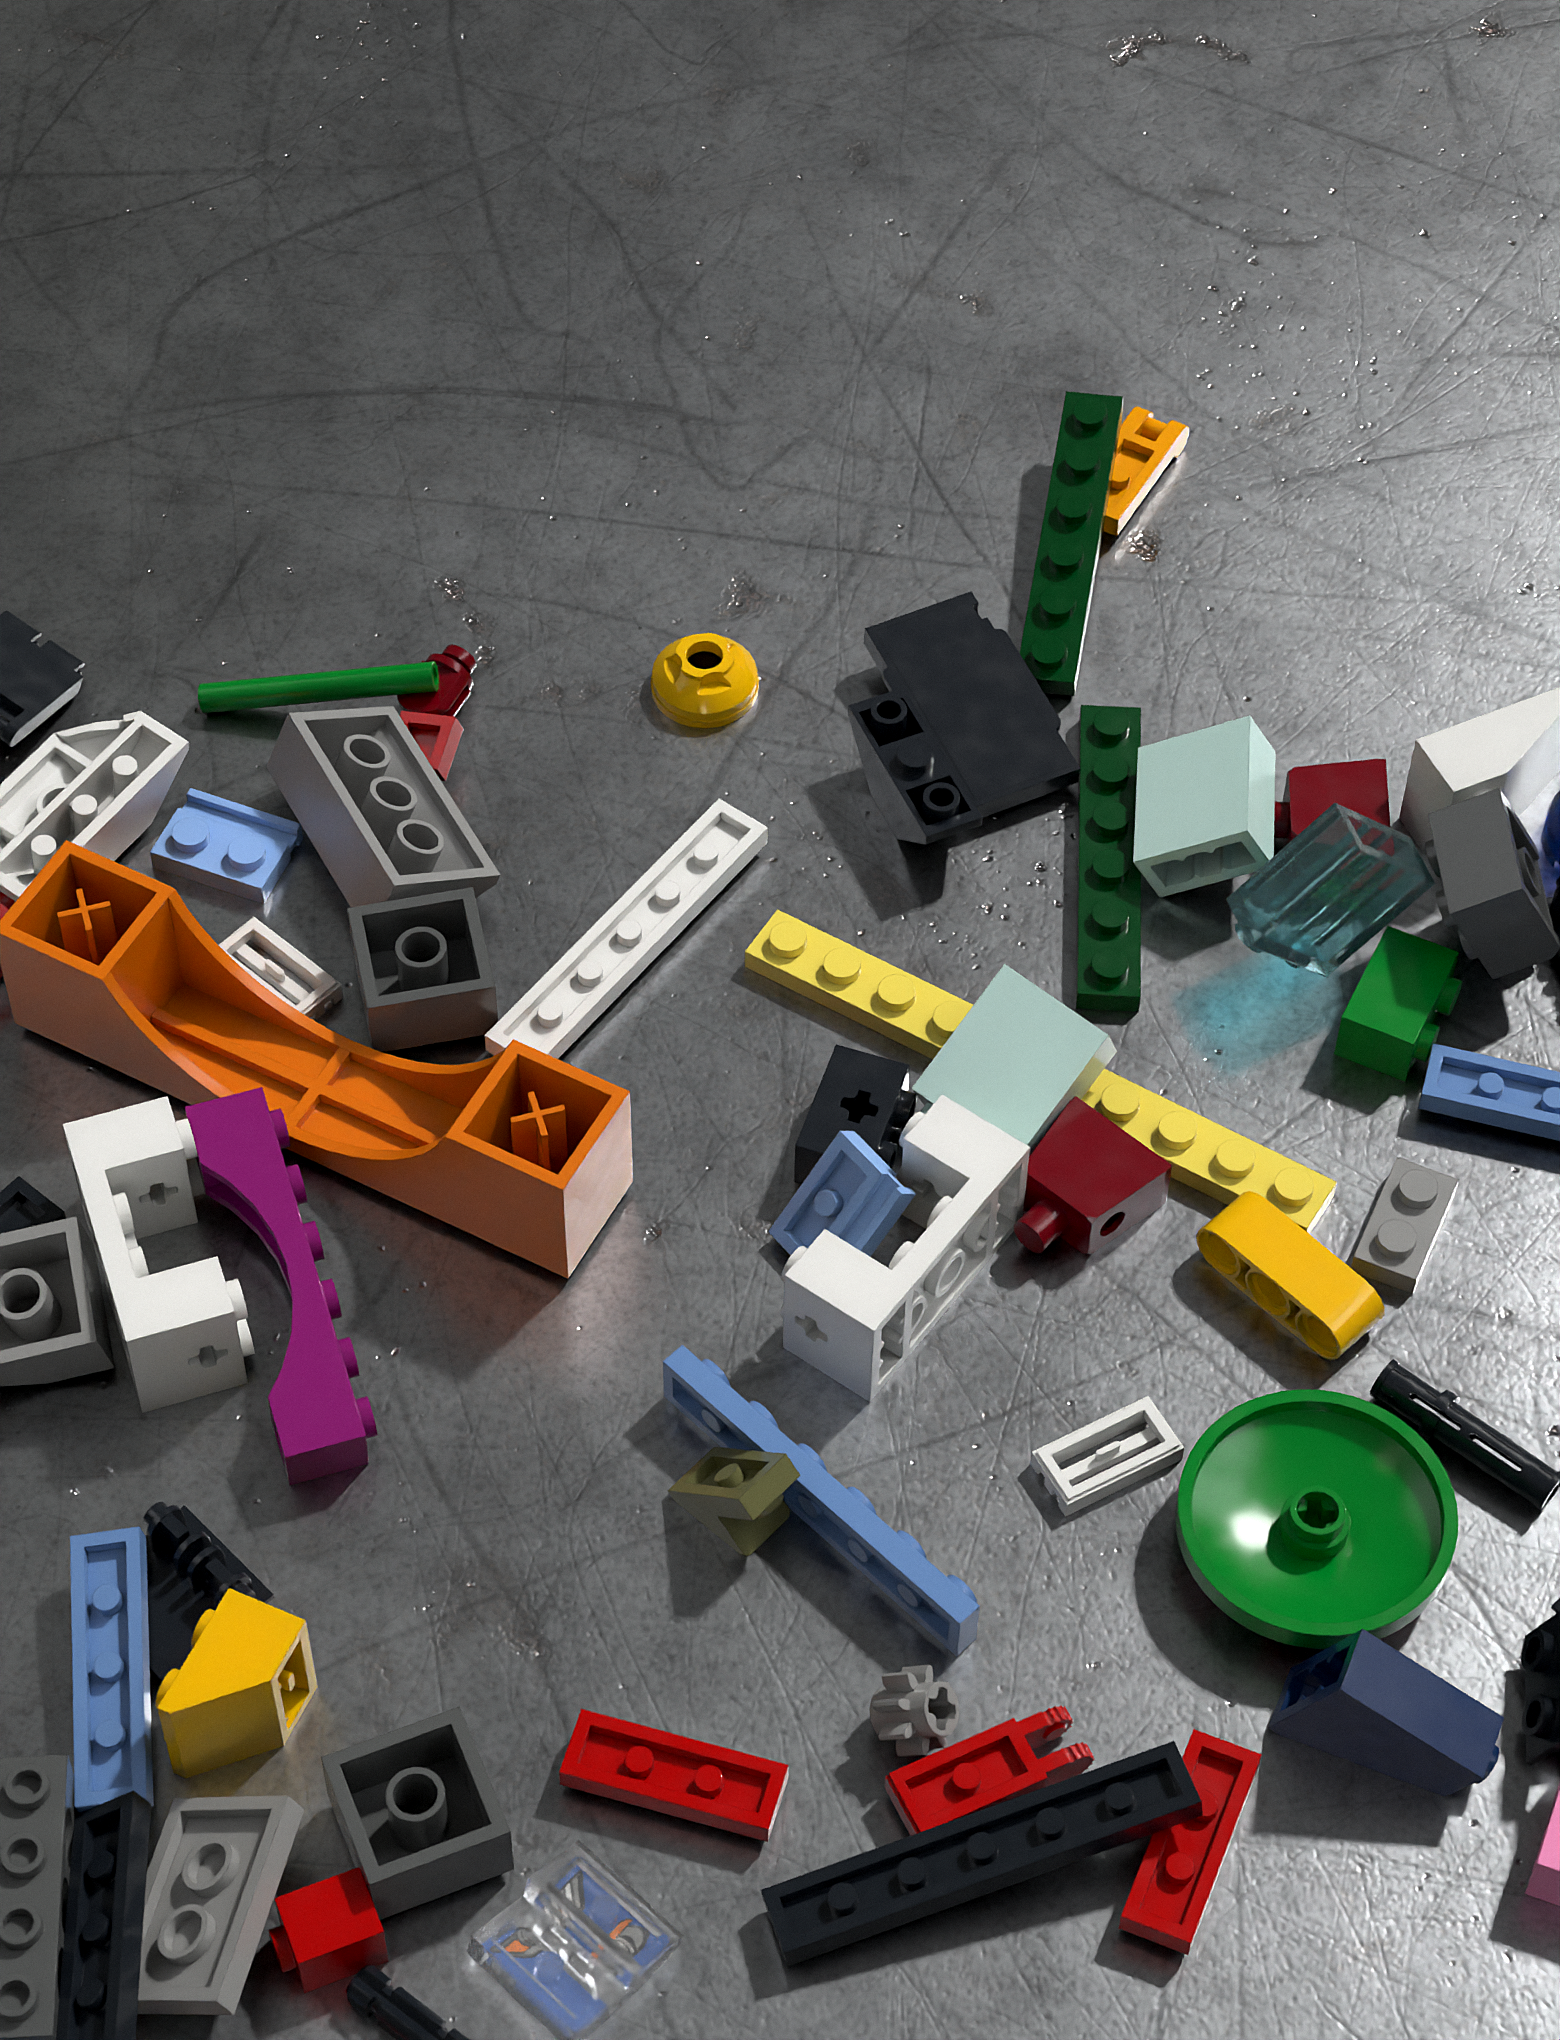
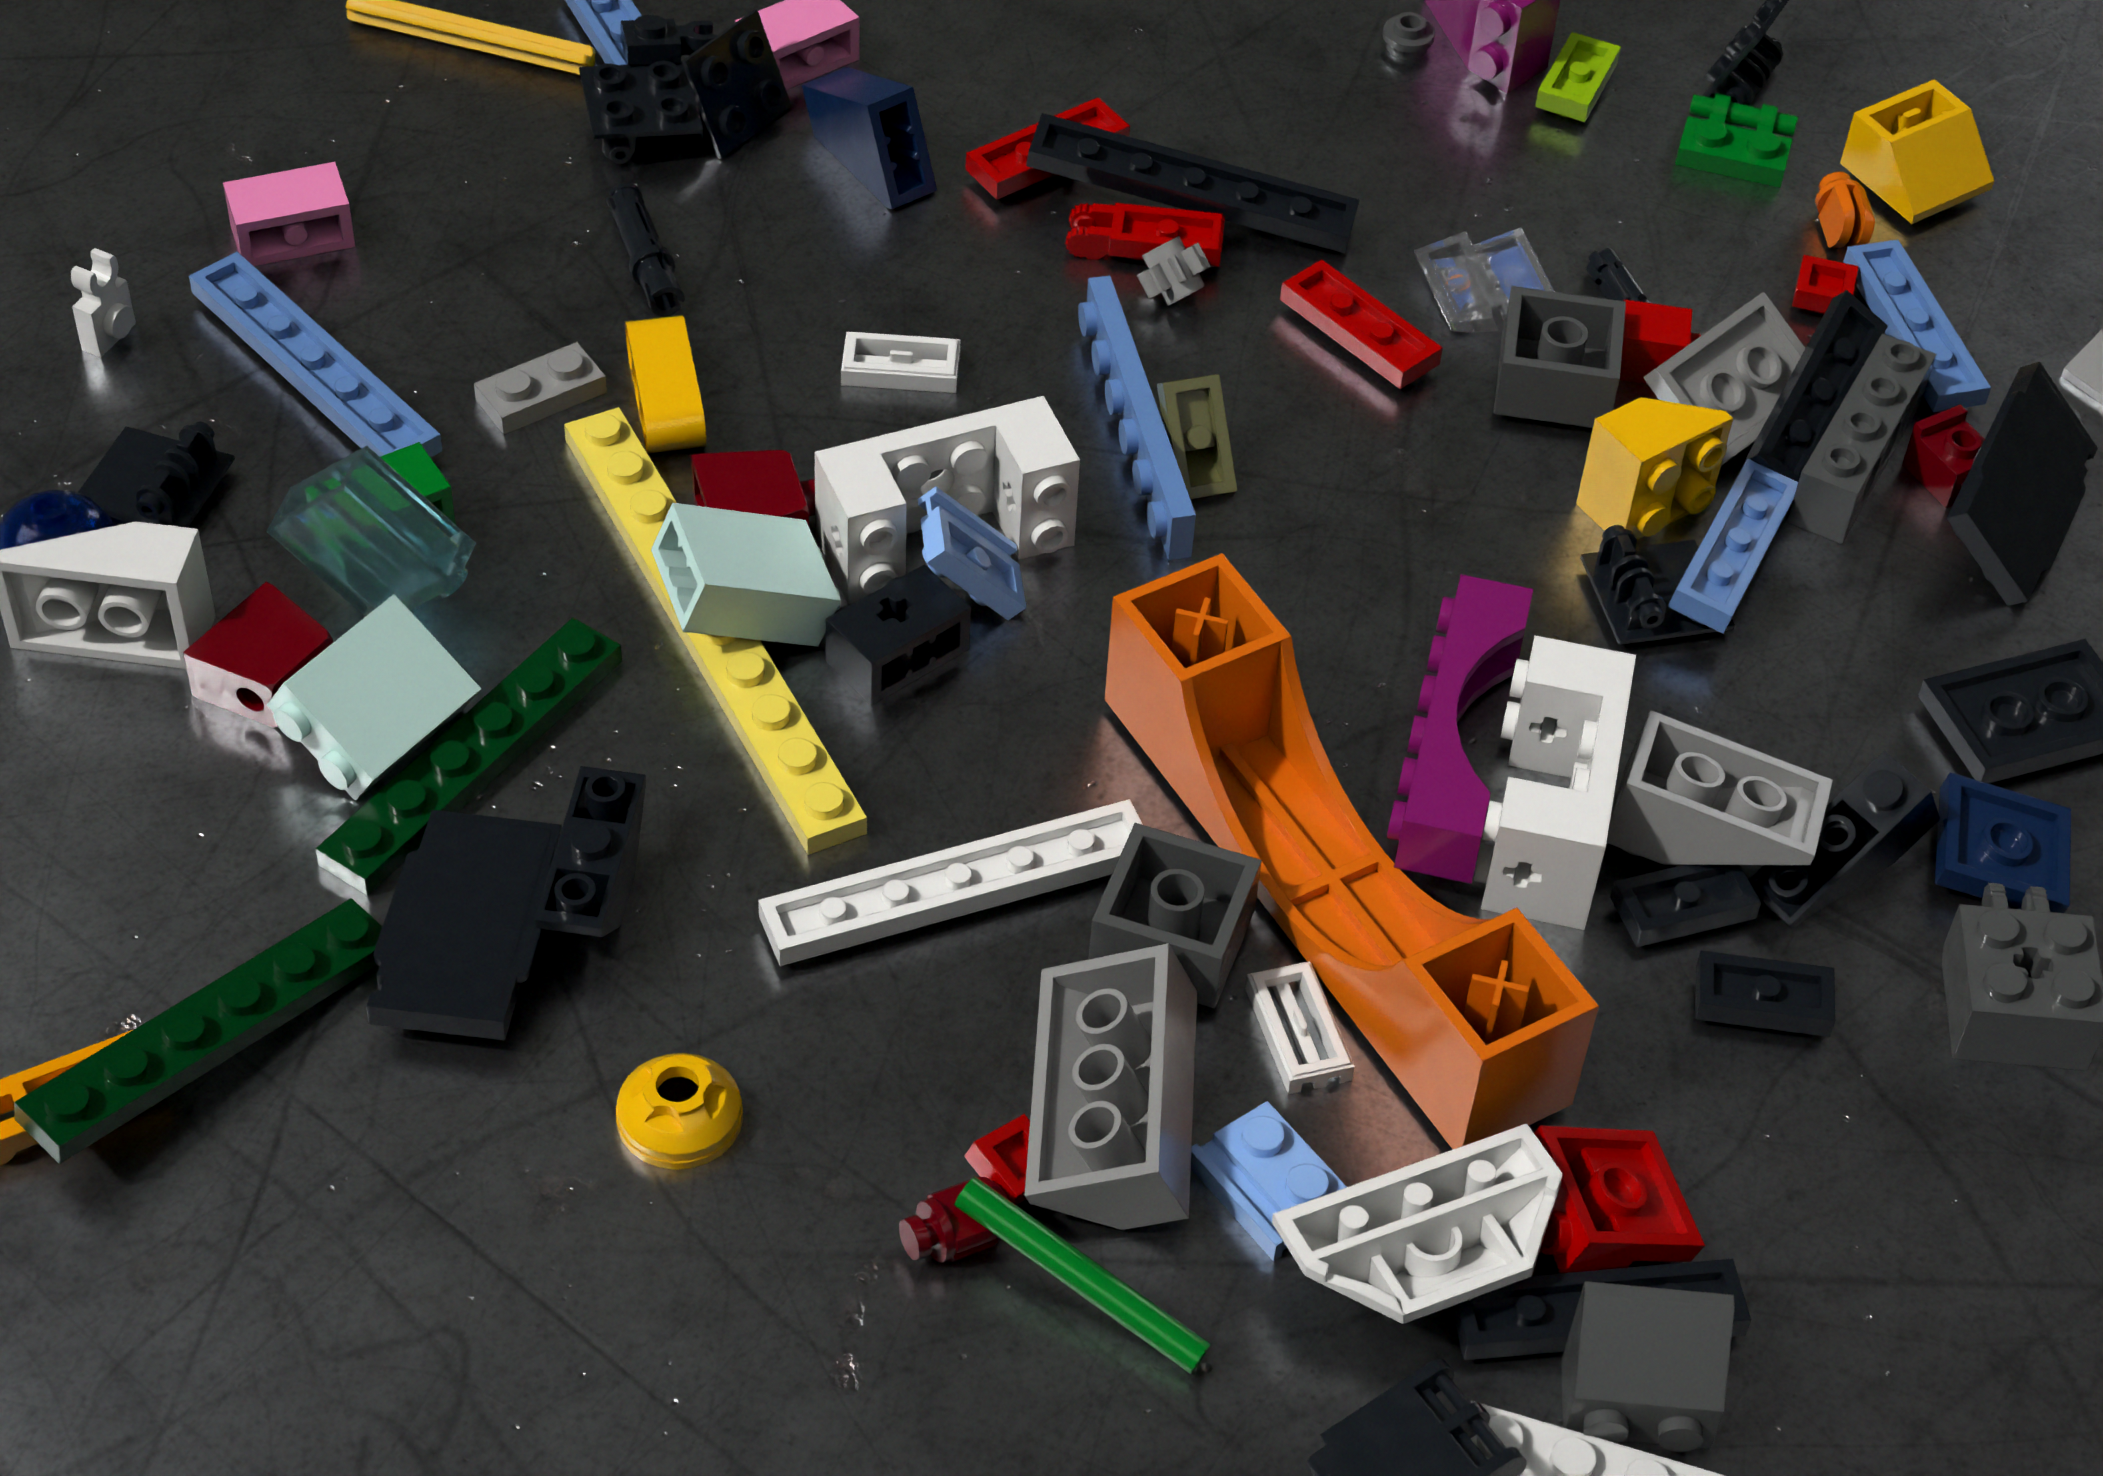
camera: 150 degrees left, 5 degrees down
(1316, 1518) = (807, 232): green dish -> none
(1491, 884) = (242, 472): dark grey hinge -> none

